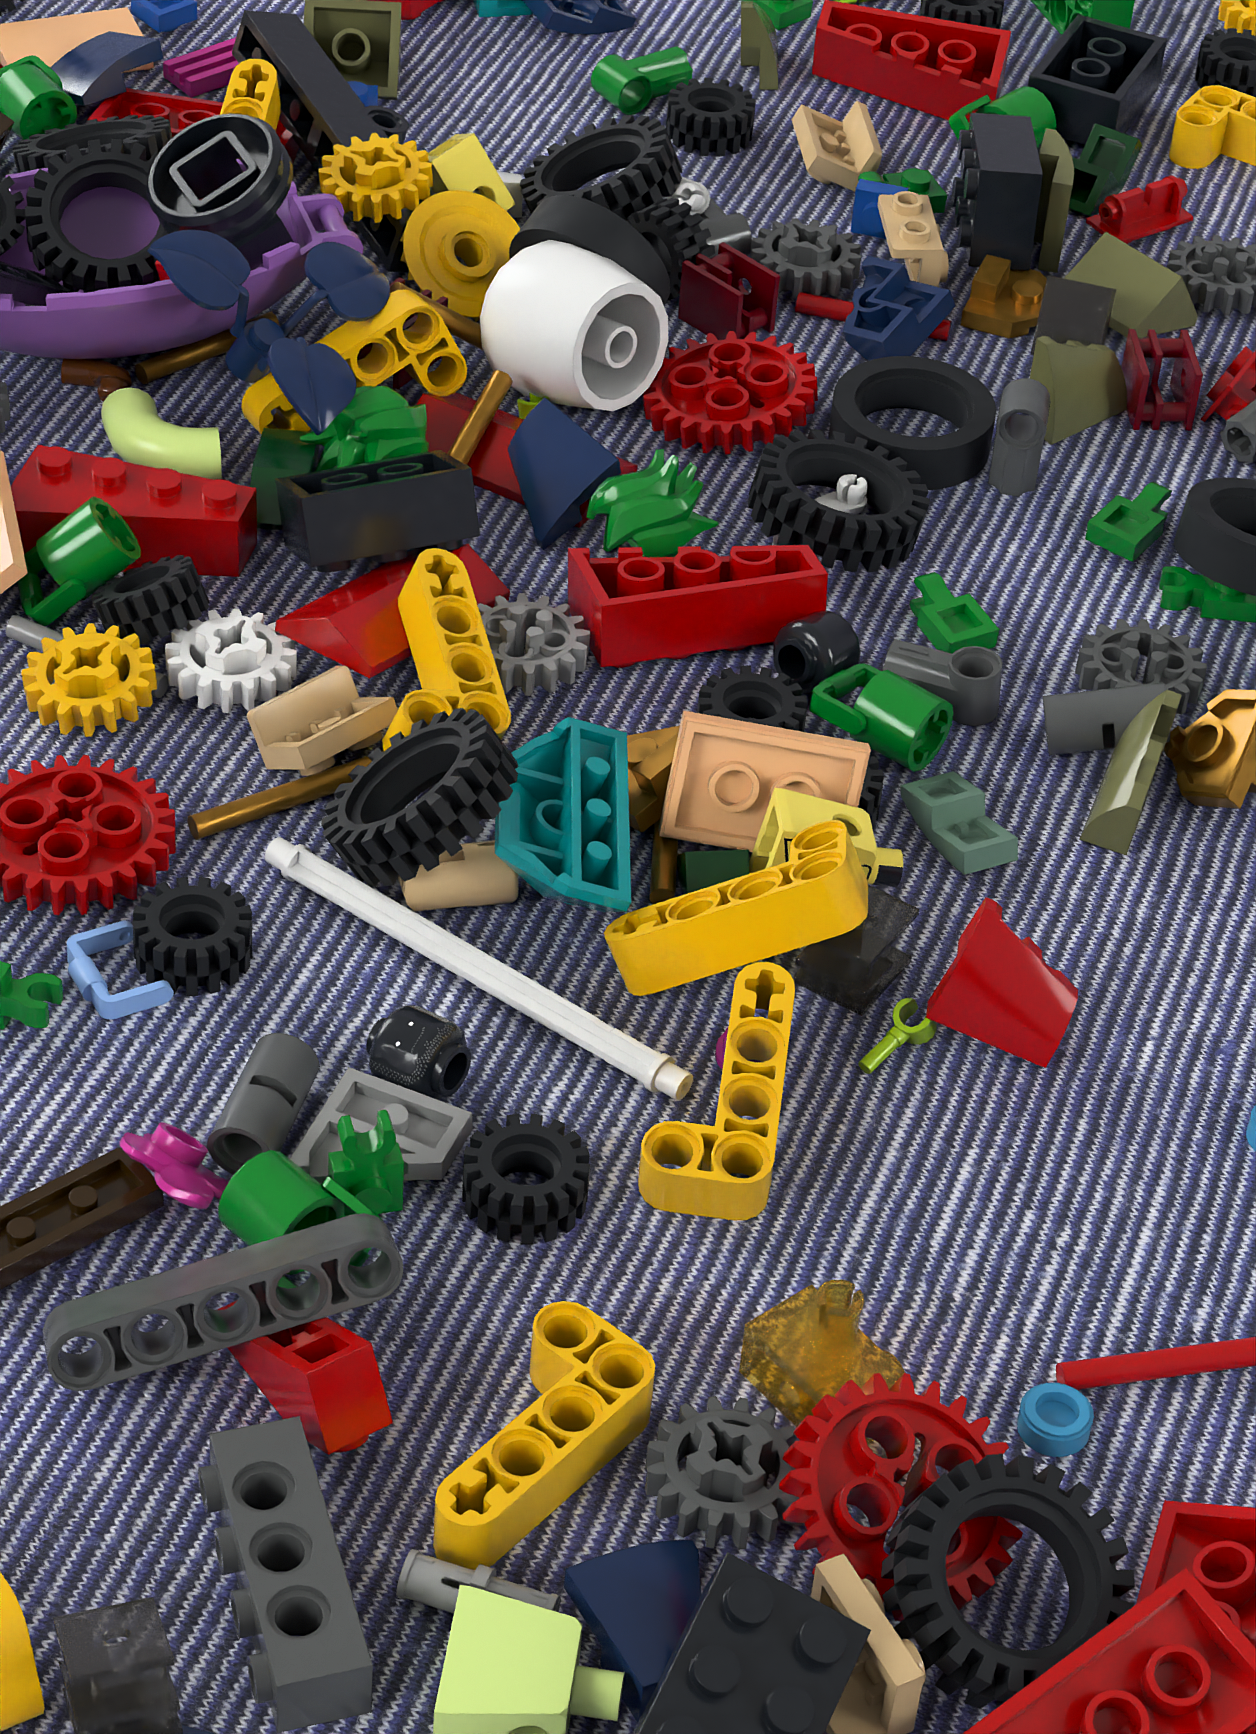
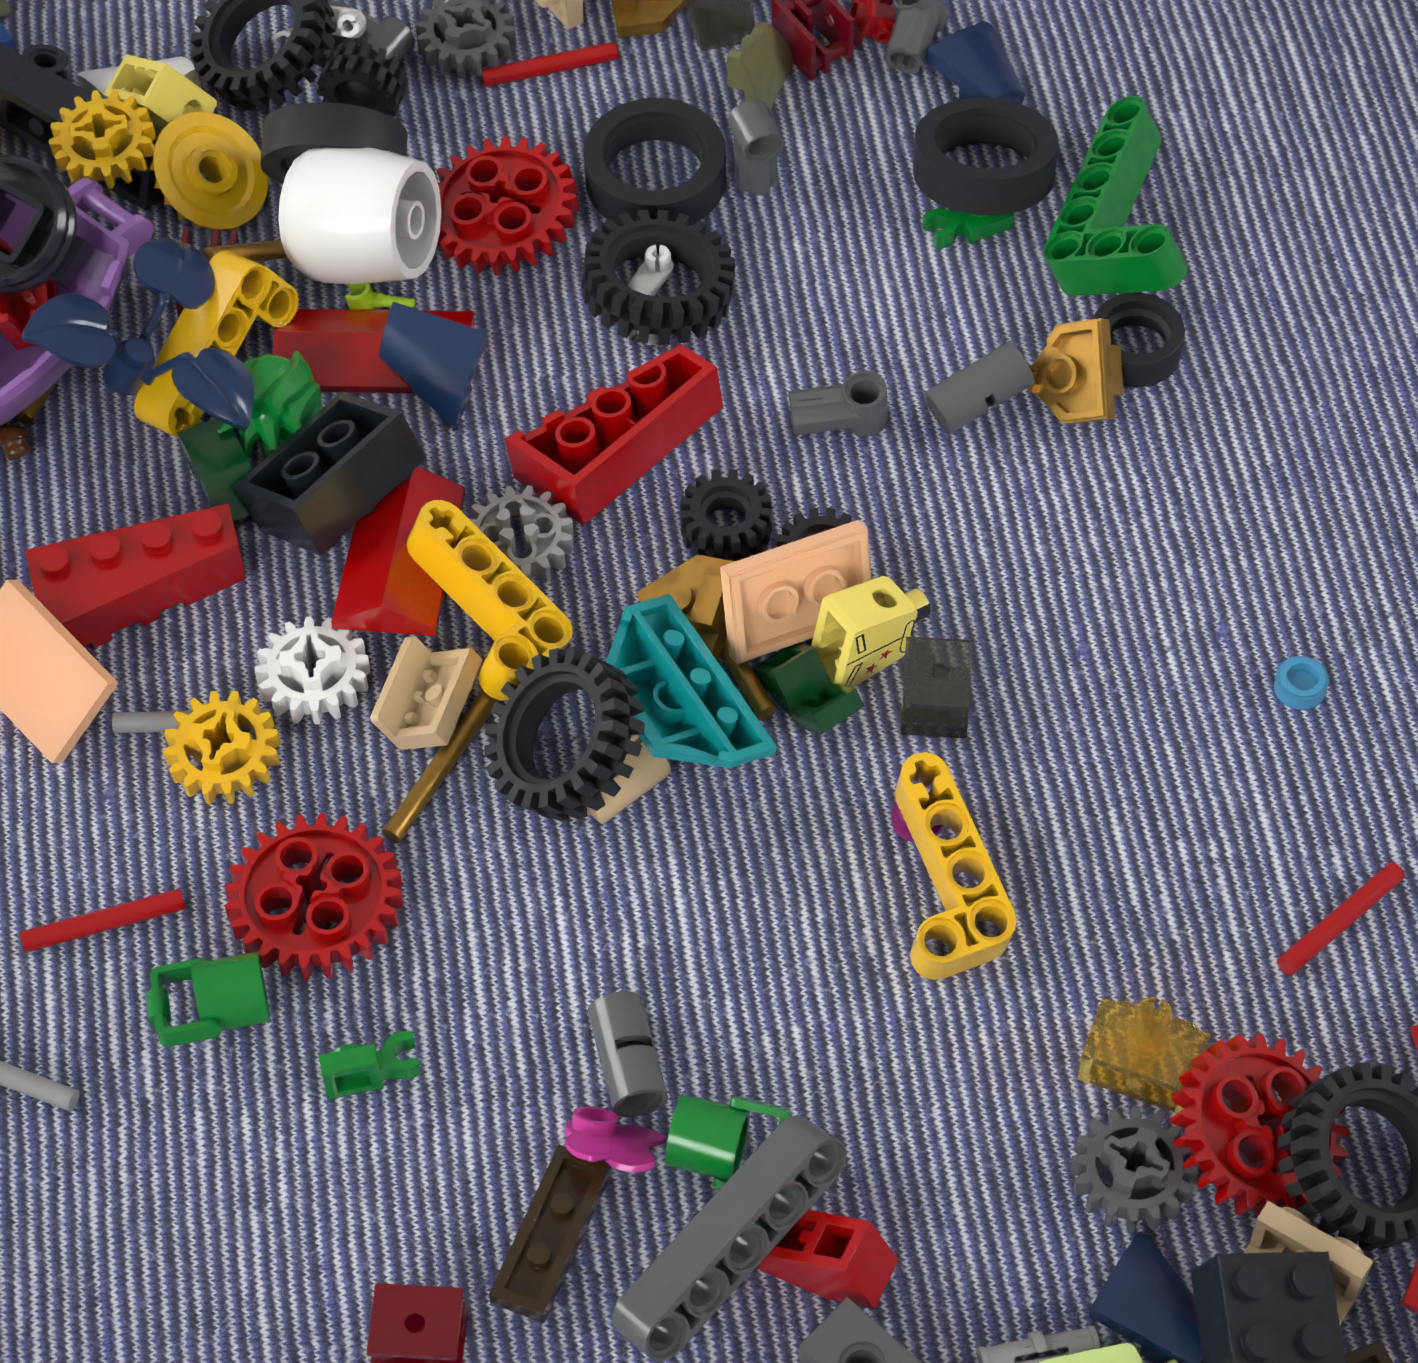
camera: 25 degrees left, 15 degrees up
(80, 557) = (135, 638): green piece -> none
(91, 982) = (419, 1014): light blue piece -> none
(149, 441) = (98, 490): yellowish green cylinder -> none
(152, 598) = (218, 650): black tyre -> none
(193, 911) = (461, 909): black tyre -> none
(369, 1165) = (744, 1070): green plate -> none
(419, 1052) = (705, 952): black head -> none
(424, 1127) = (721, 1030): light grey wing -> none
(480, 416) = (338, 341): pearl gold bar -> none
(487, 973) = (681, 849): white piece -> none
(525, 1207) = (844, 982): black tyre -> none
(590, 1409) = (1004, 1221): yellow beam -> none
(651, 508) = (535, 366): green hair -> none
(715, 296) = (435, 115): dark red piece -> none
(745, 918) = (866, 716): yellow beam -> none
(815, 649) = (734, 431): black head -> none
(889, 714) = (834, 465): green piece -> none
(893, 312) = (570, 59): dark blue slope -> none
(899, 1035) = (1007, 750): lime hand -> none
(951, 620) = (808, 349): green plate -> none
(955, 822) = (921, 531): sand green slope -> none
(1004, 991) = (1071, 680): red slope -> none
(1055, 1419) = (1301, 1002): dark azure tile -> none
(1113, 658) = (950, 333): dark grey gear -> none
(1130, 526) = (875, 185): green plate -> none
(1130, 775) = (1028, 434): olive slope -> none

